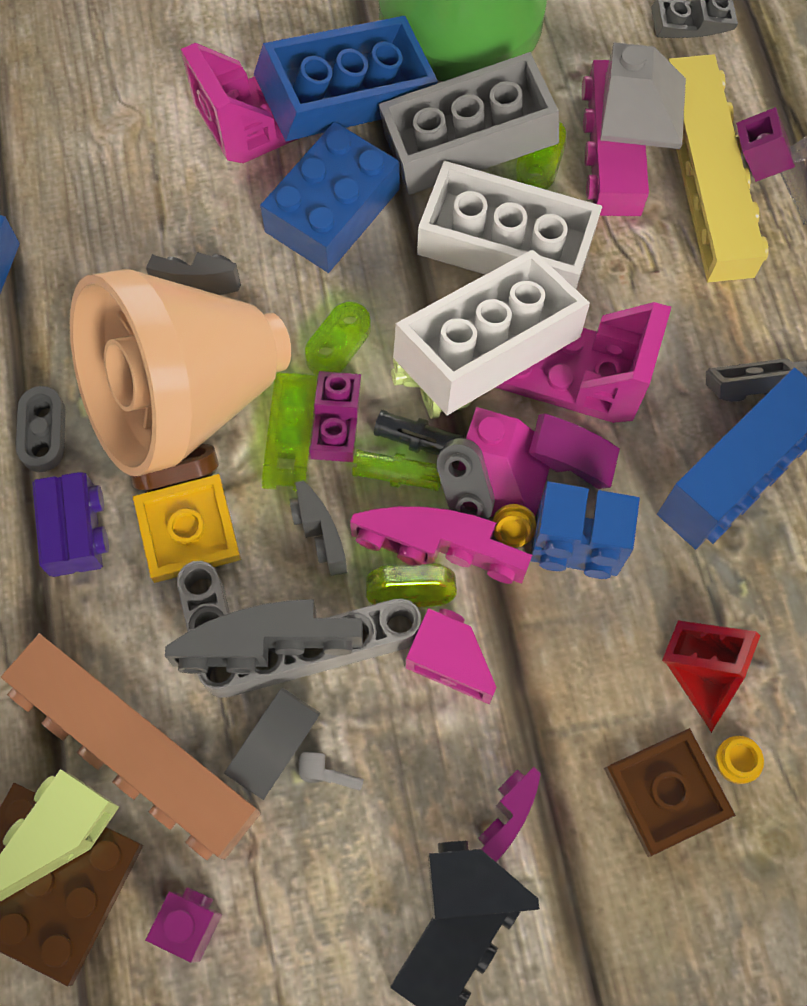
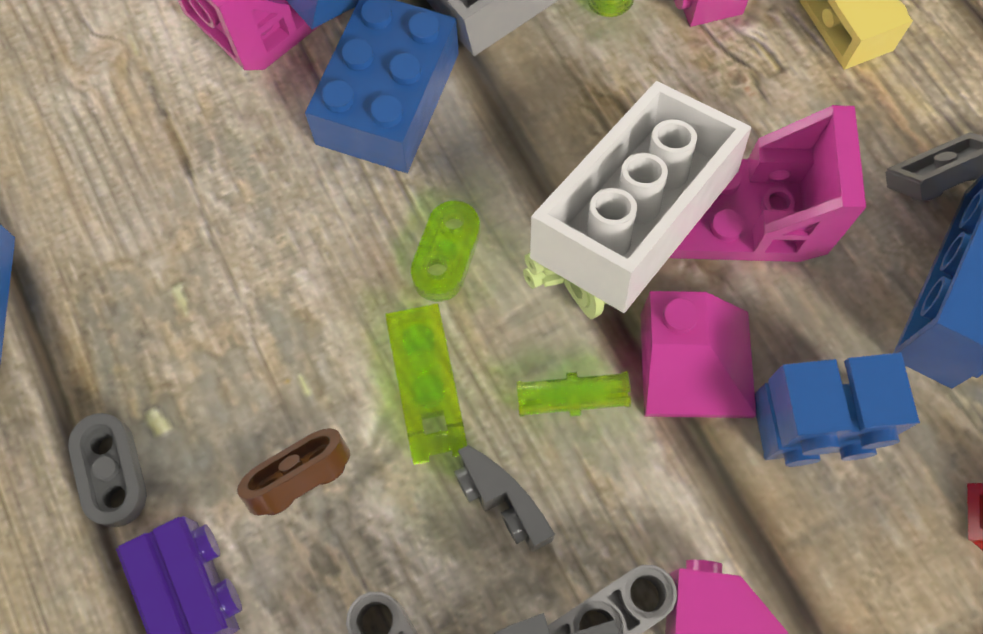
camera: 15 degrees left, 0 degrees up
(166, 364) = (248, 348): light nougat cone -> none
(186, 526) = (333, 547): yellow plate -> none
(207, 273) = (261, 218): dark grey slope -> none
(335, 416) = (475, 347): magenta slope -> none
(391, 427) = (622, 346): black pin -> none
(421, 584) = (642, 540): clear neon green plate -> none
(423, 532) = (637, 465): dark pink slope -> none
(469, 484) = (667, 392): dark grey plate -> none
(491, 220) = (599, 60): white brick -> none
(514, 525) = (737, 424): yellow plate -> none
(574, 449) = (777, 309): magenta slope -> none

